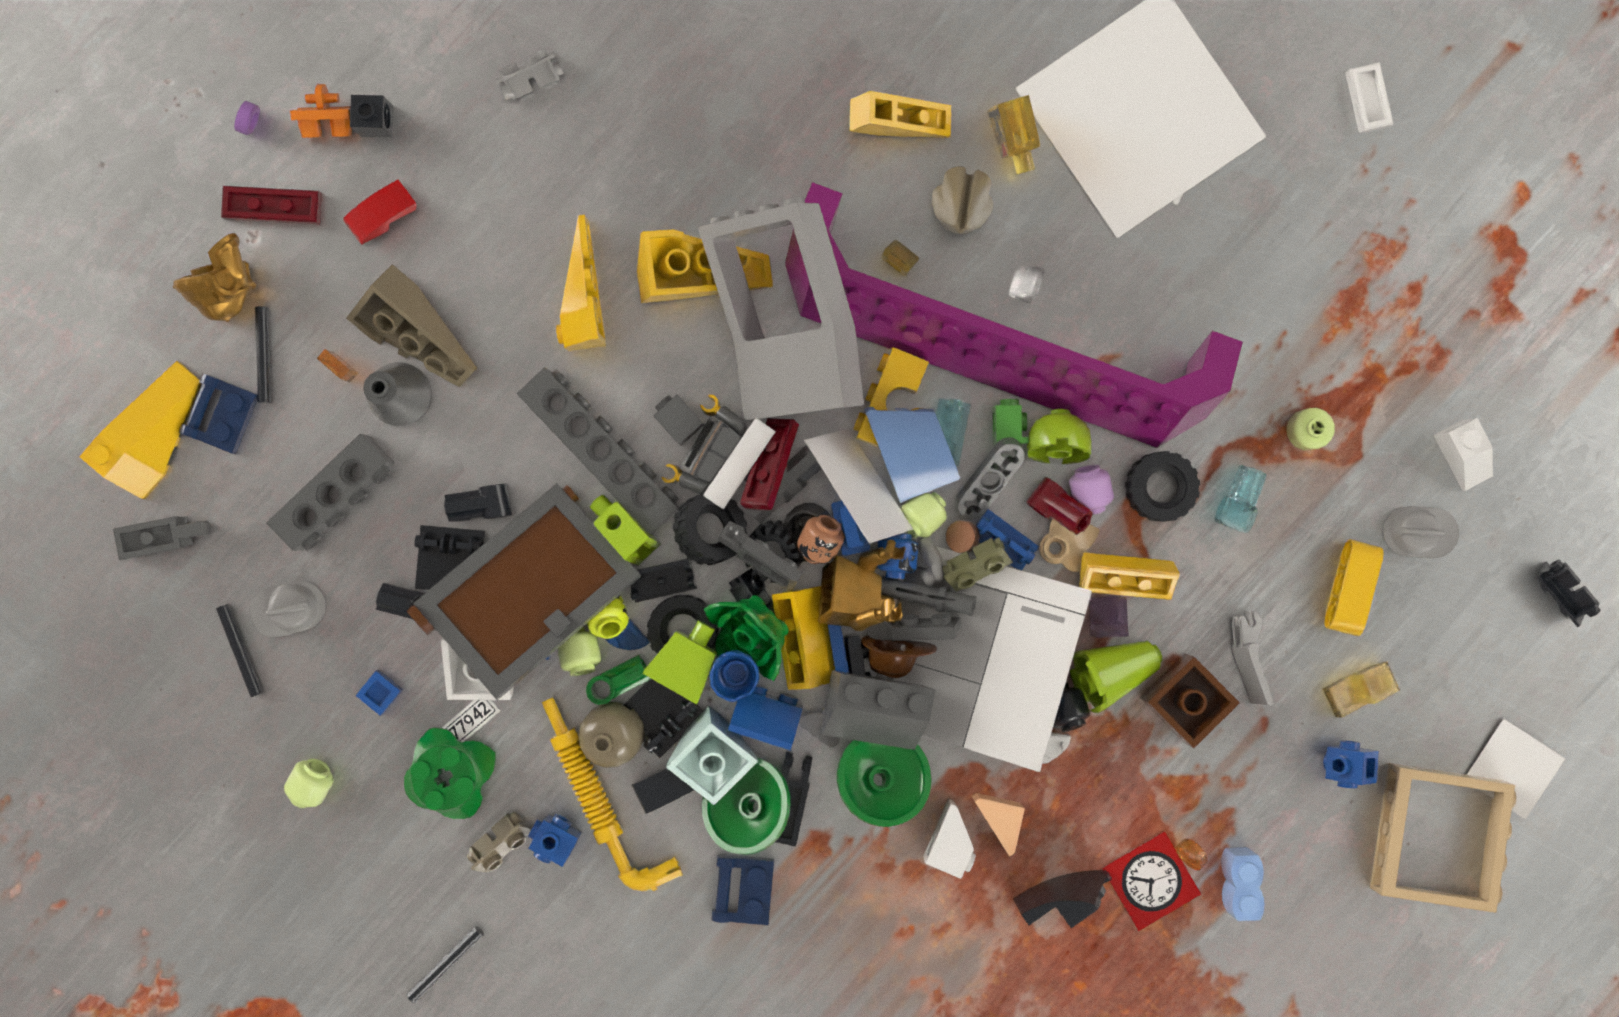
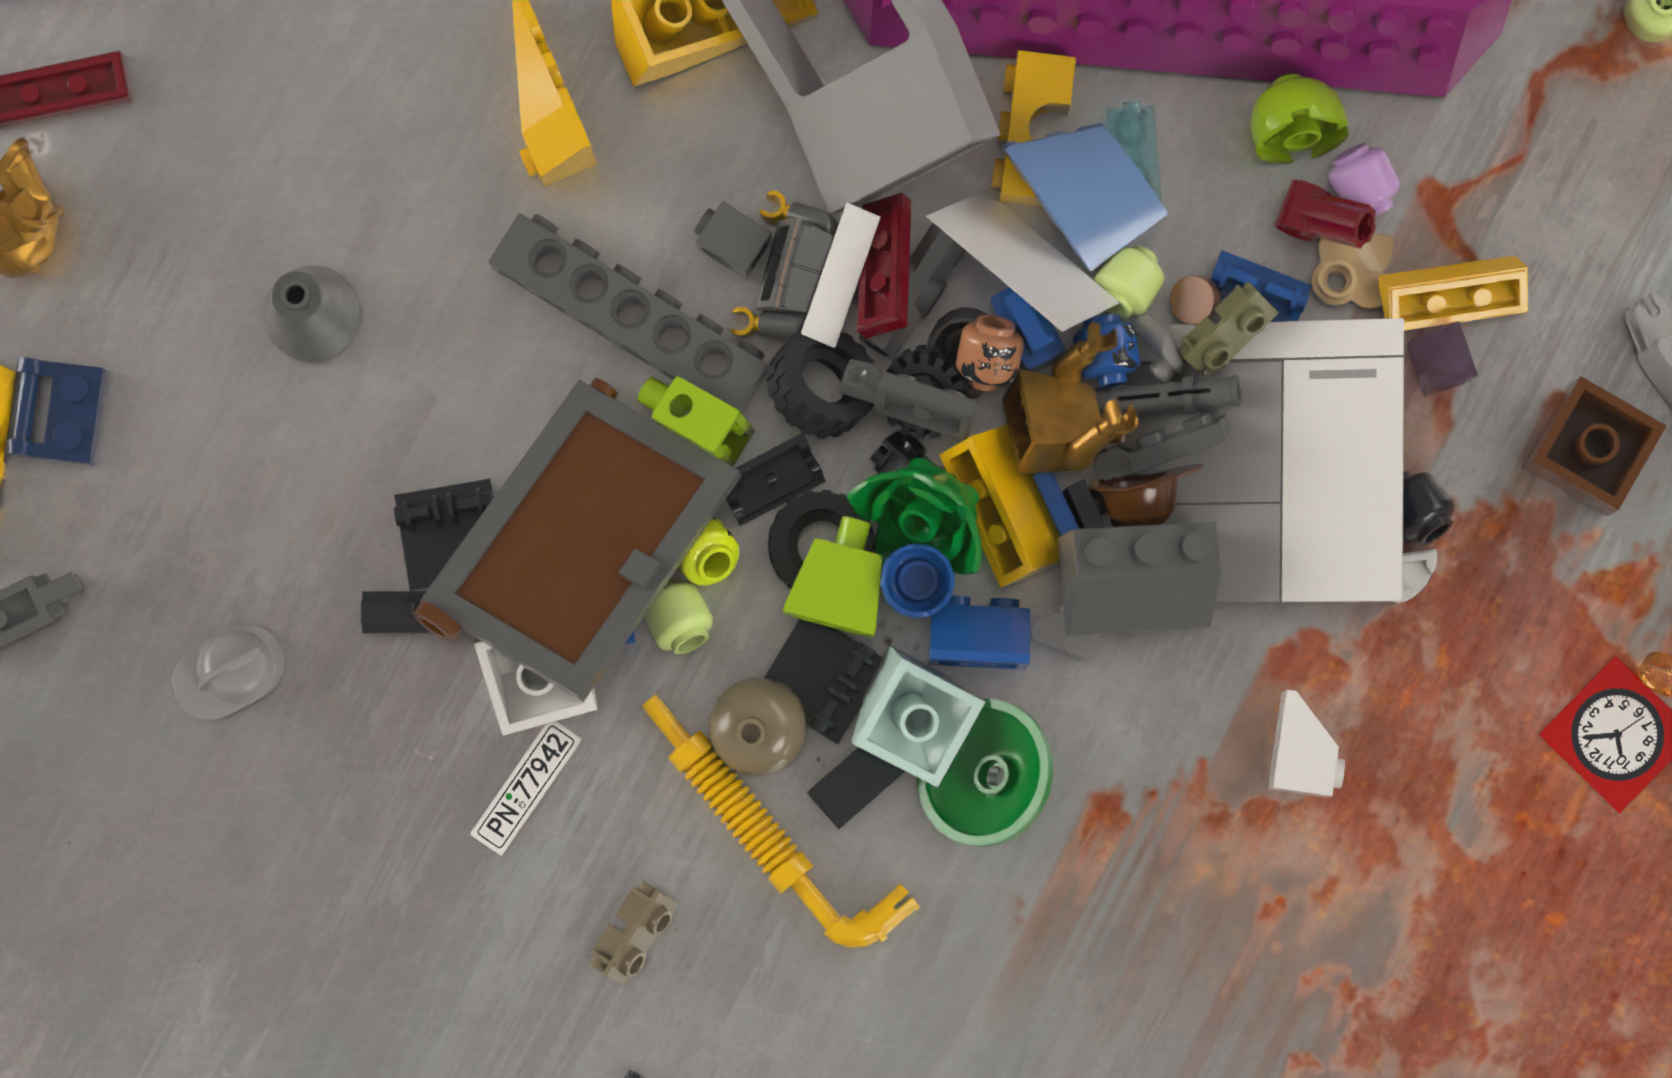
camera: 15 degrees left, 5 degrees down
(239, 650) = (173, 751): black bar -> none
(262, 354) = (97, 309): black bar -> none
(290, 520) = (252, 452): dark grey brick -> none
(308, 783) = (328, 917): yellowish green head -> none
(337, 365) = (213, 293): clear orange tile -> none
(377, 211) = (215, 56): red slope -> none
(379, 692) = (396, 758): blue tile -> none
(403, 317) = (300, 204): dark tan wedge -> none
(469, 763) = (559, 878): green brick -> none
(487, 502) = (485, 434): black piece -> none
(564, 840) = (733, 903): blue brick -> none
(620, 679) = (750, 638): green piece -> none
(630, 639) = (745, 580): blue tile -> none
(753, 892) = (1030, 902): dark blue plate -> none
(798, 794) = (1060, 802): black hinge -> none
(903, 786) = (1202, 667): green dish -> none
(991, 492) = (1235, 173): dark grey beam -> none
(1003, 817) = (1368, 696): light nougat slope -> none
(1009, 421) = (1217, 118): bright green brick -> none
(1073, 895) = (1499, 780): black slope -> none
(1113, 671) = (1470, 434): lime cone -> none
(1187, 486) = (1493, 123): black tyre -> none
(1238, 507) = (1587, 150): clear light blue piece -> none

